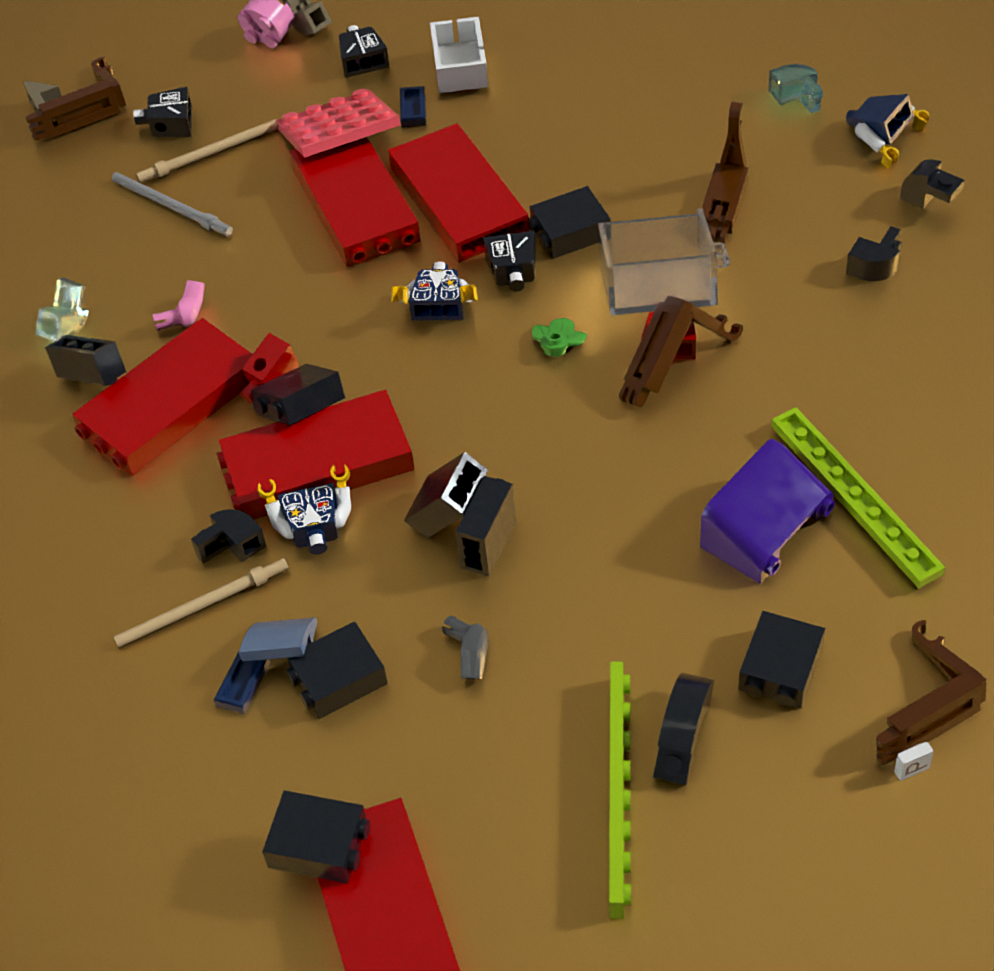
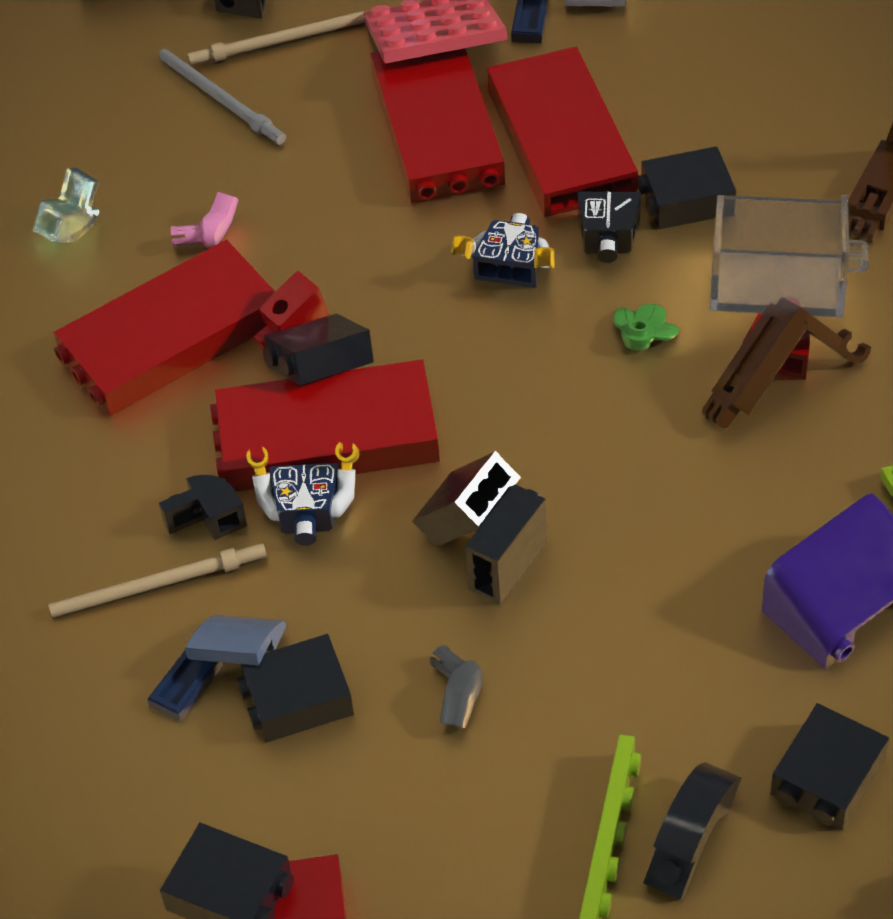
camera: 10 degrees right, 0 degrees up
(86, 359) = (82, 270): black brick -> none

